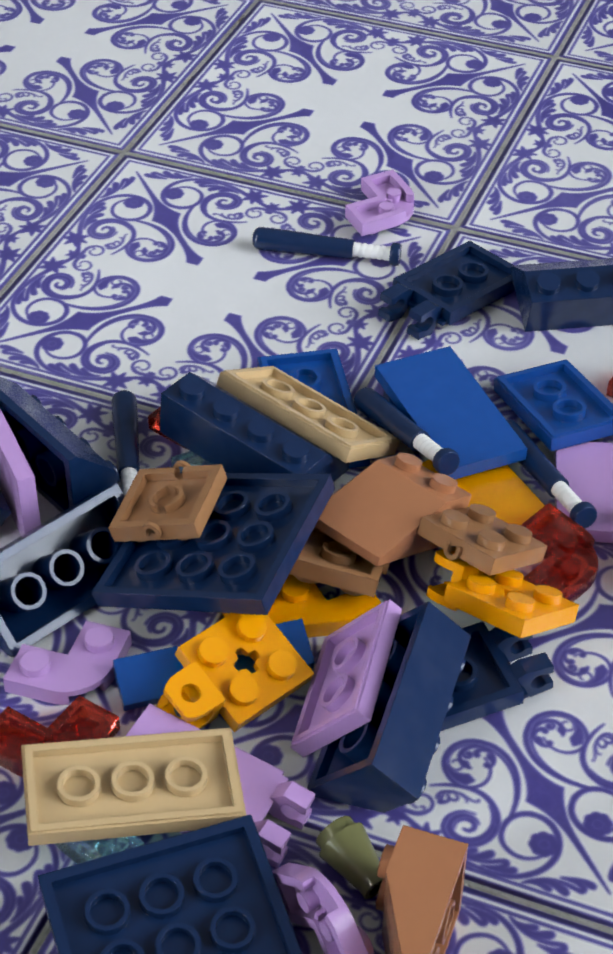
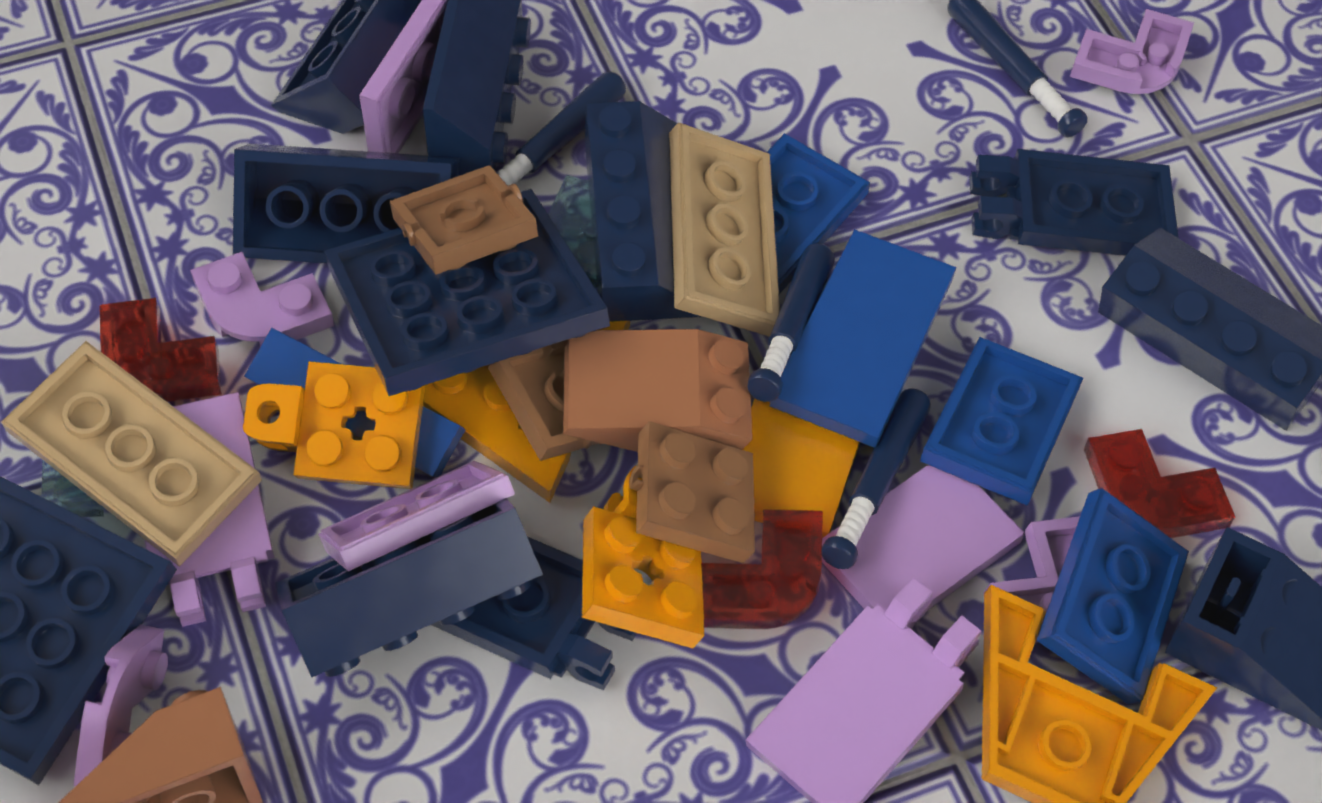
camera: 45 degrees right, 15 degrees up
(351, 854) = (232, 664): olive cone -> none

